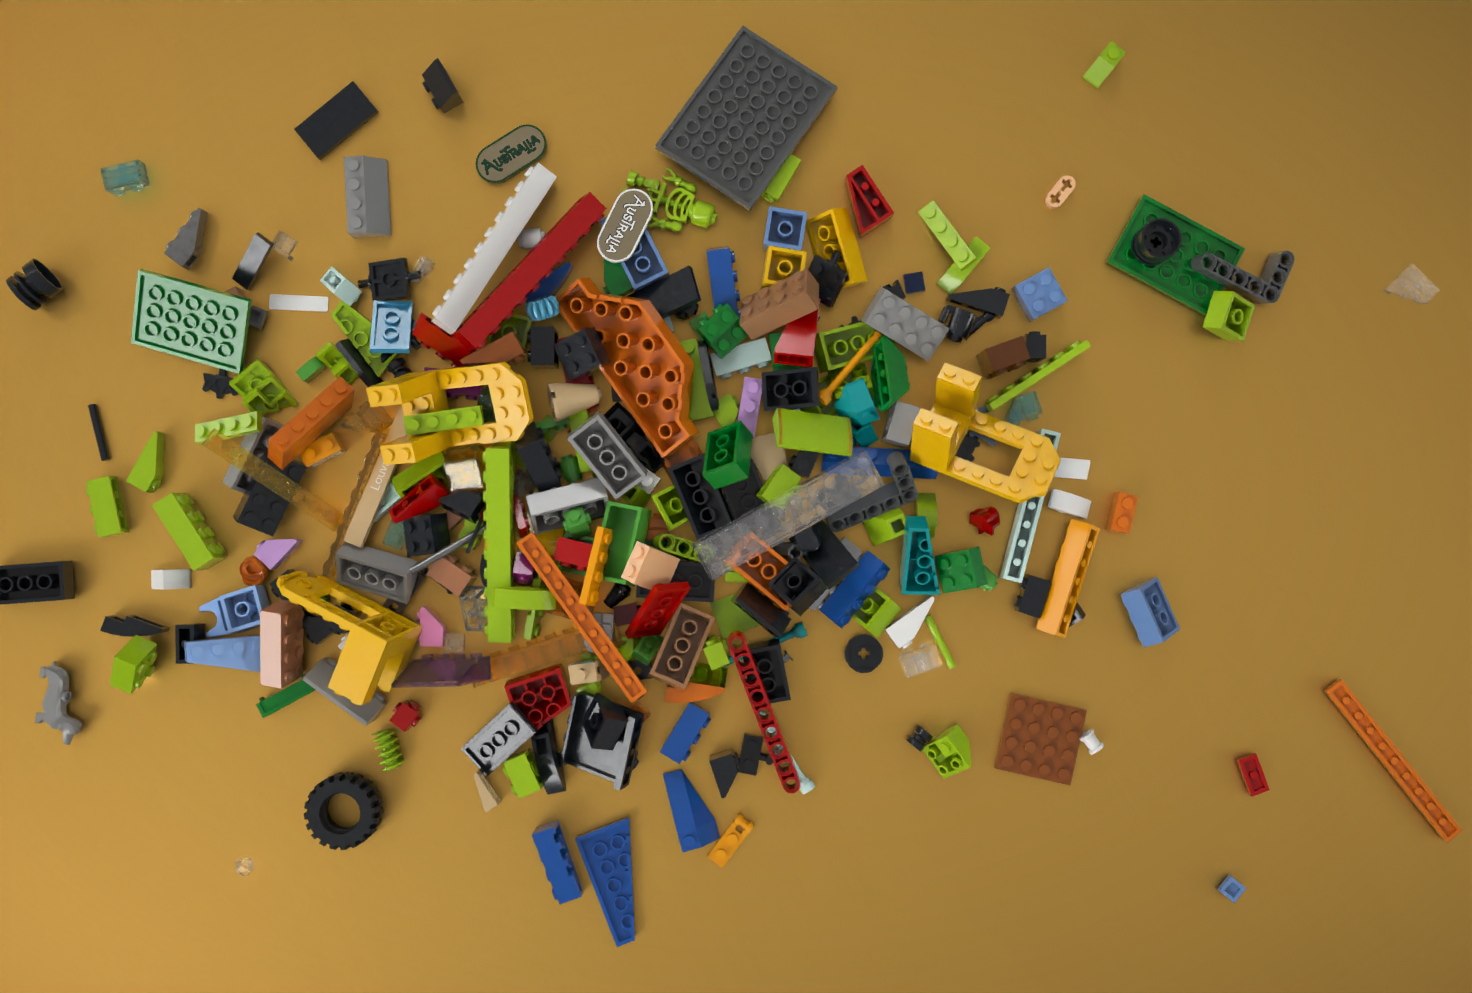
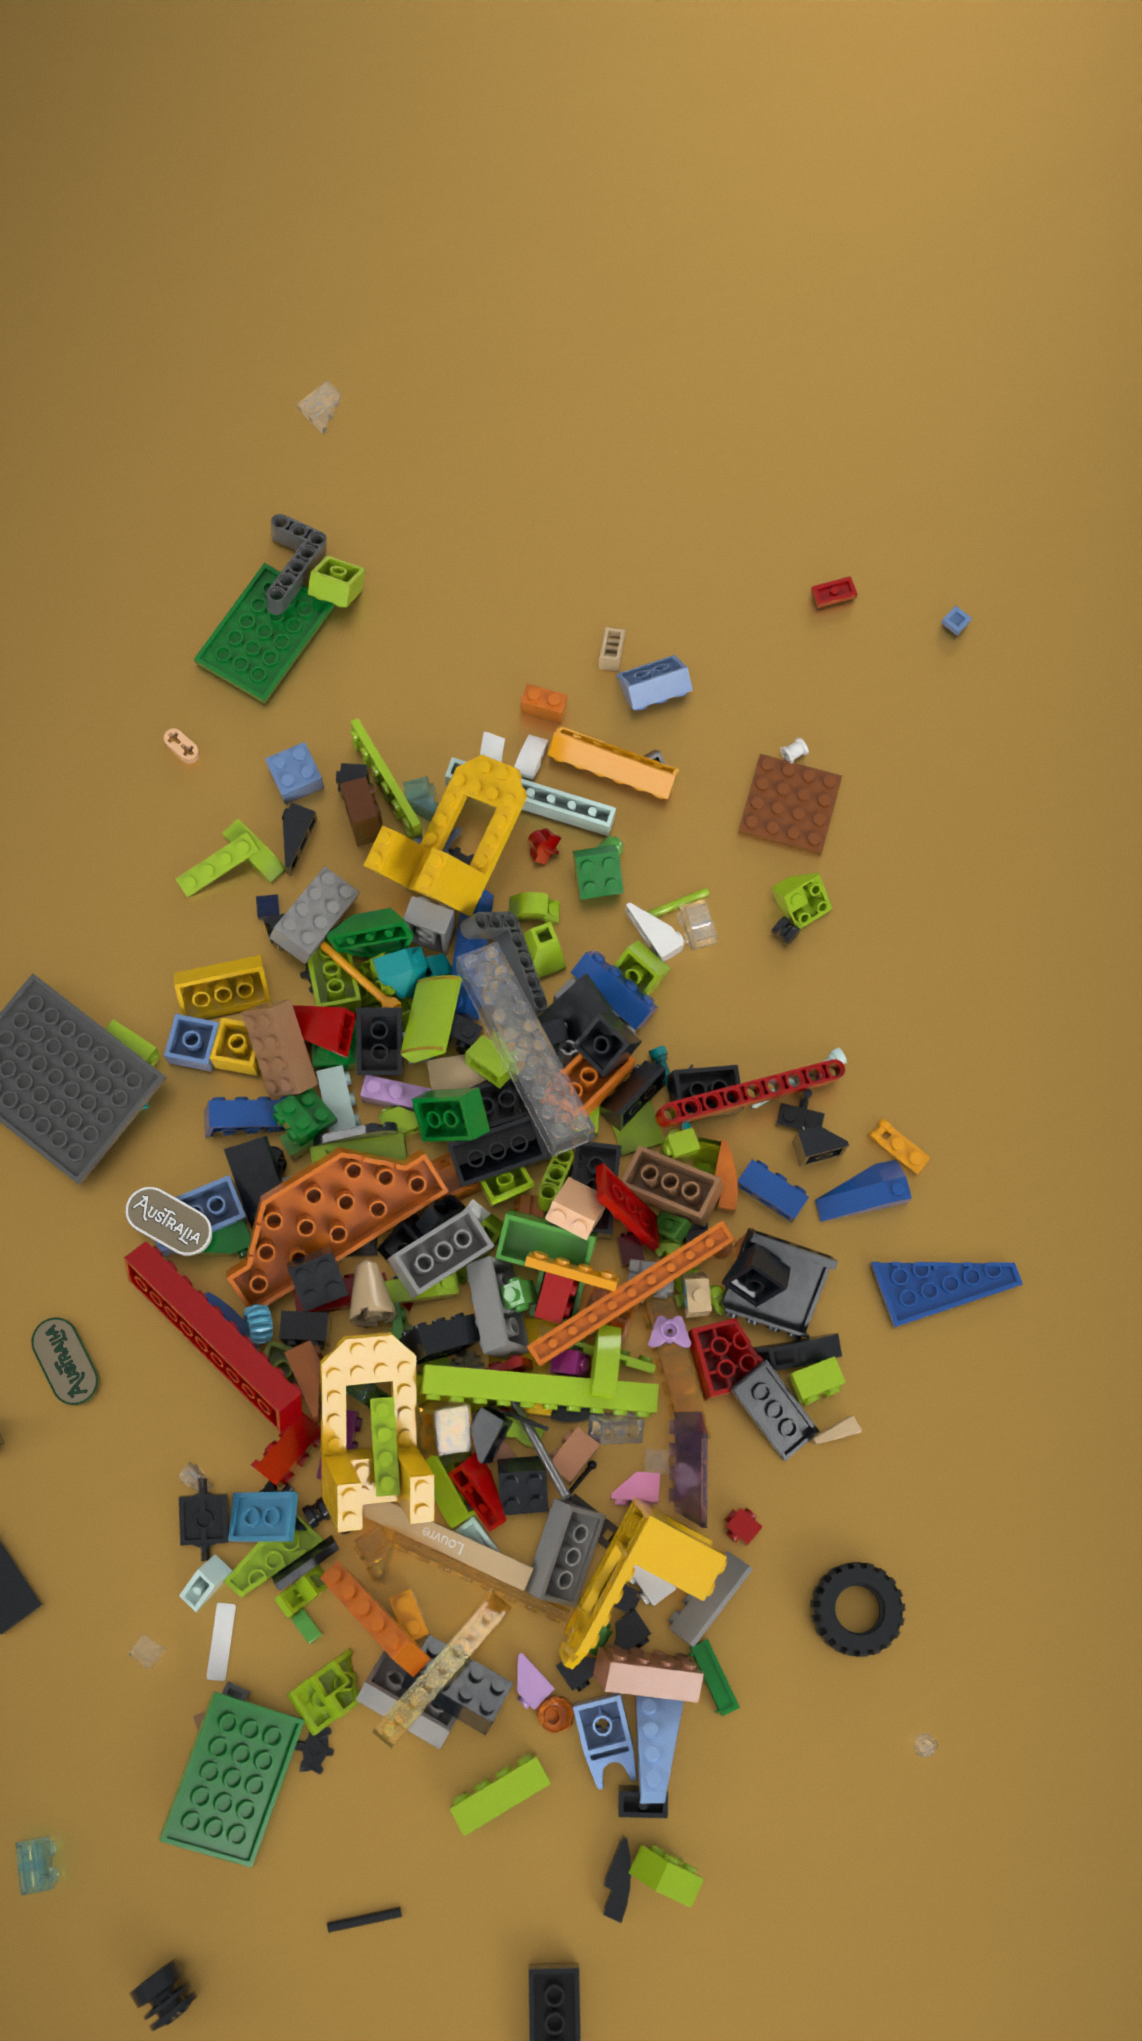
camera: 90 degrees left, 15 degrees down
(56, 702) = (710, 1992): light grey animal -> none
(106, 506) = (461, 1910): lime brick -> none
(149, 466) = (415, 1849): lime slope -> none
(171, 579) = (560, 1829): white slope -> none
(188, 243) = (134, 1784): flat silver slope -> none
(230, 426) = (373, 1749): lime plate -> none
(252, 261) = (163, 1694): tile -> none
(367, 196) = (97, 1542): light grey slope -> none
(388, 749) = (783, 1550): lime piece -> none
(395, 535) = (518, 1529): clear light blue plate -> none
(493, 249) = (181, 1379): white brick -> none
(530, 237) = (170, 1341): white brick -> none
(553, 642) = (660, 1333): none -> lavender animal
(557, 862) = (922, 1348): blue wedge -> none
(570, 468) = (452, 1306): bright green brick -> none
(617, 594) = (606, 1260): black cone -> none
(700, 213) = (162, 1138): lime piece -> none
(829, 277) = (251, 993): black plate -> none
(866, 201) = (169, 950): red wedge -> none
(871, 661) = (679, 995): black plate -> none
(917, 560) = (583, 915): teal wedge -> none
(962, 322) = (317, 855): black piece -> none
(1032, 595) = (631, 801): black brick -> none
(1104, 64) = (44, 690): lime slope -> none
(1164, 237) = (248, 646): black wheel -> none
(1169, 571) = (611, 661): none -> tan slope
(1393, 760) = (821, 457): orange plate -> none

